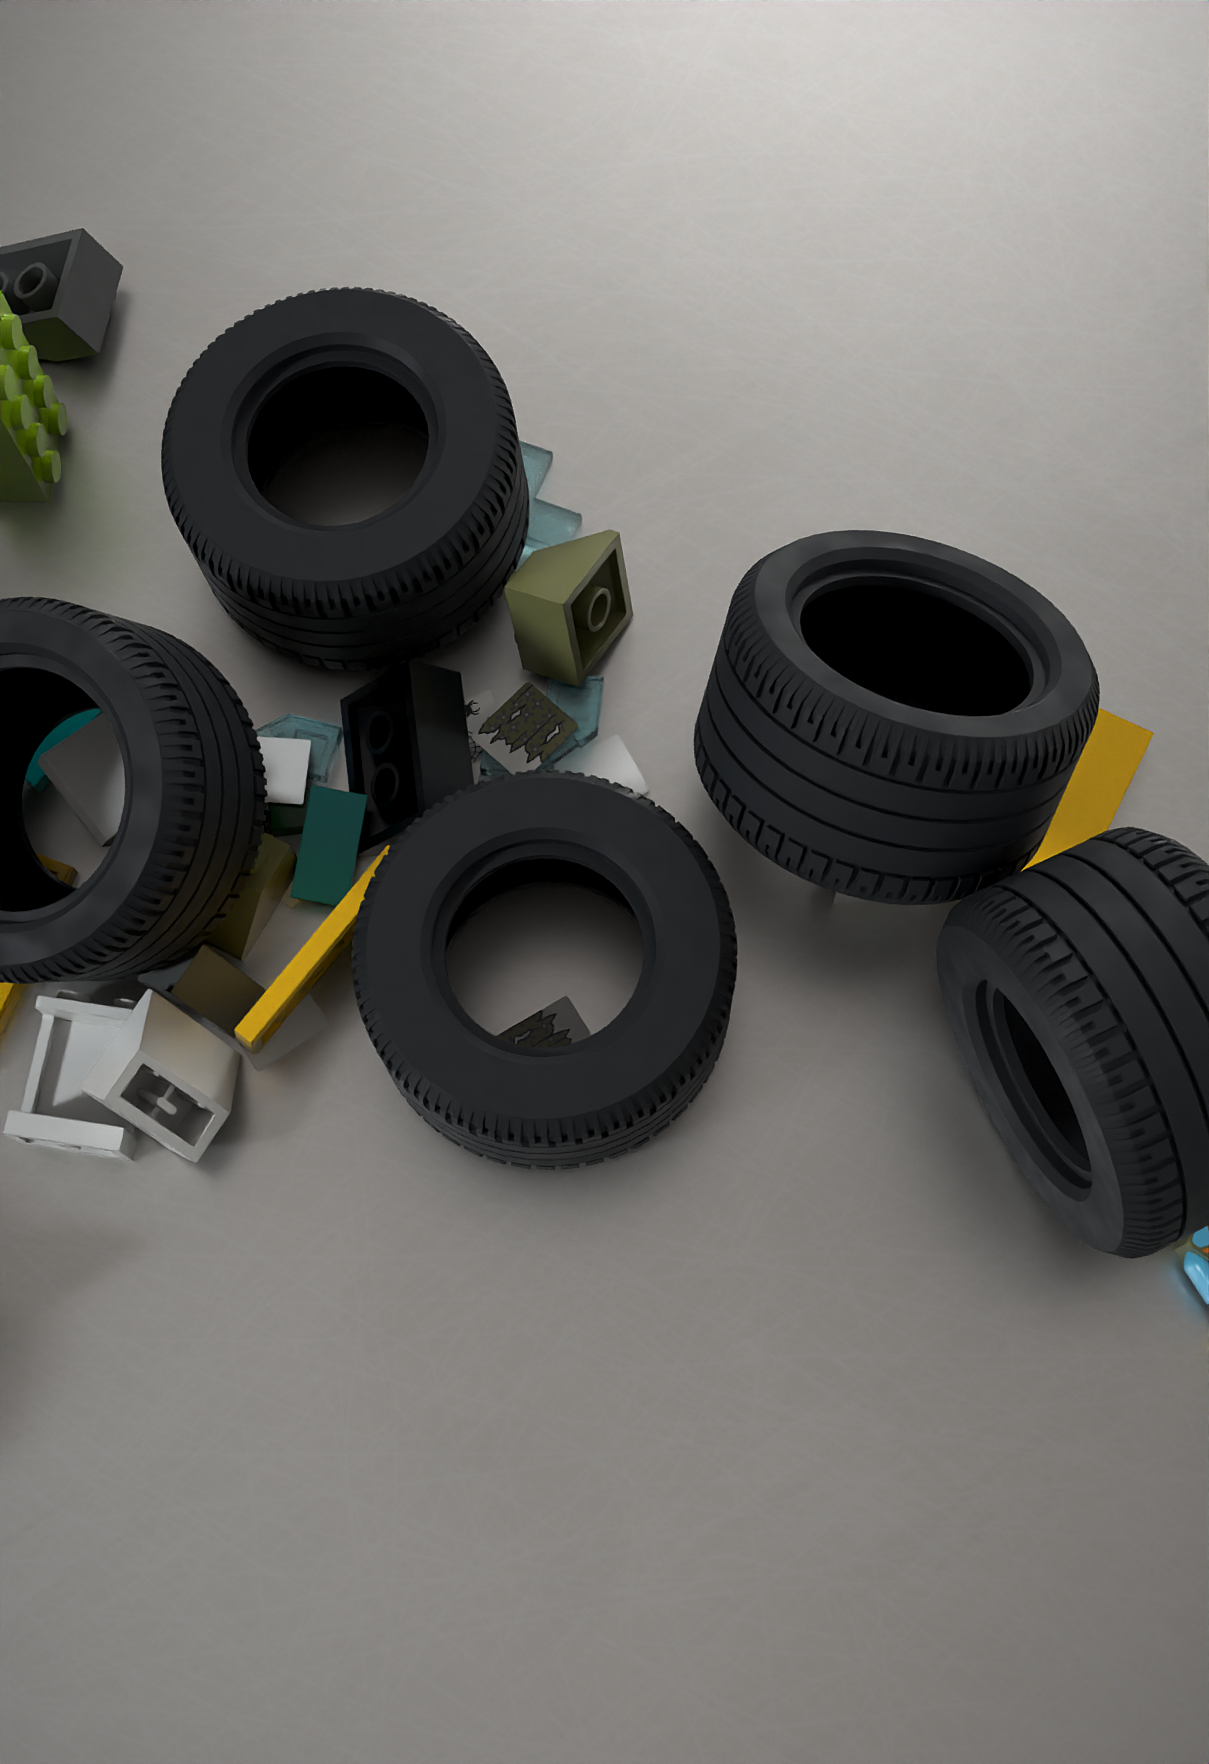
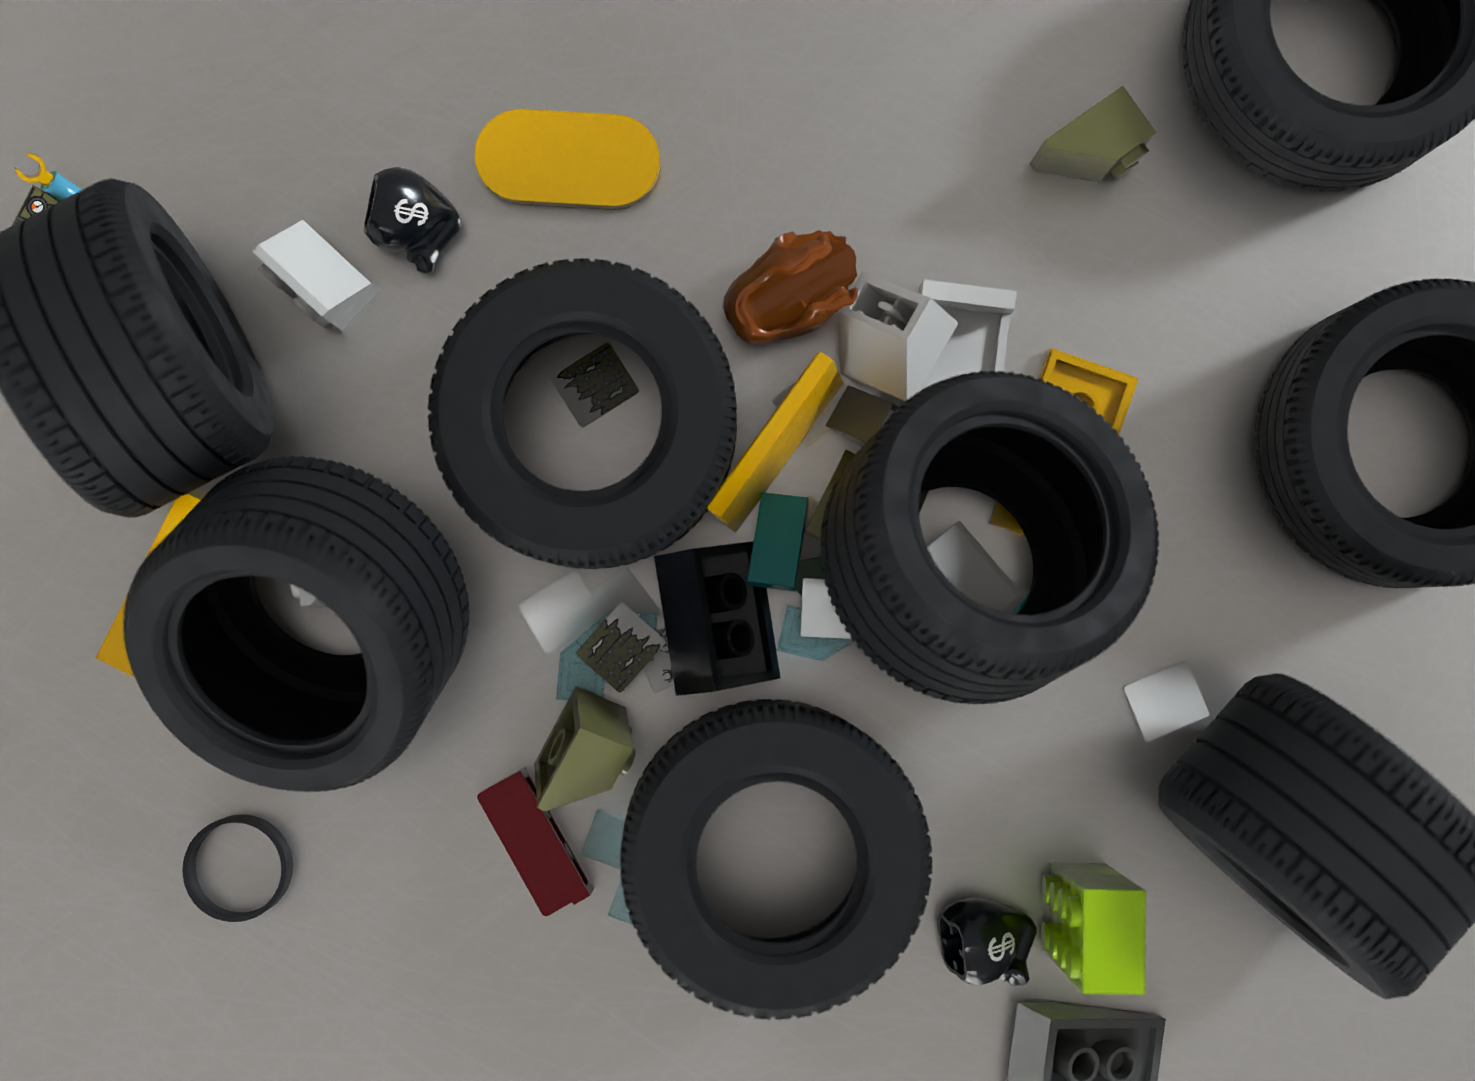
camera: 175 degrees right, 15 degrees up
(124, 410) = (986, 941): none -> black piece
(288, 1147) = (792, 287): none -> dark orange hair
(573, 1335) = (567, 158): none -> yellow tile
(620, 502) = (535, 843): none -> dark red panel
(780, 1256) = (410, 216): none -> black piece
(896, 1175) = (323, 279): none -> white slope
(991, 460) = (190, 878): none -> black tyre

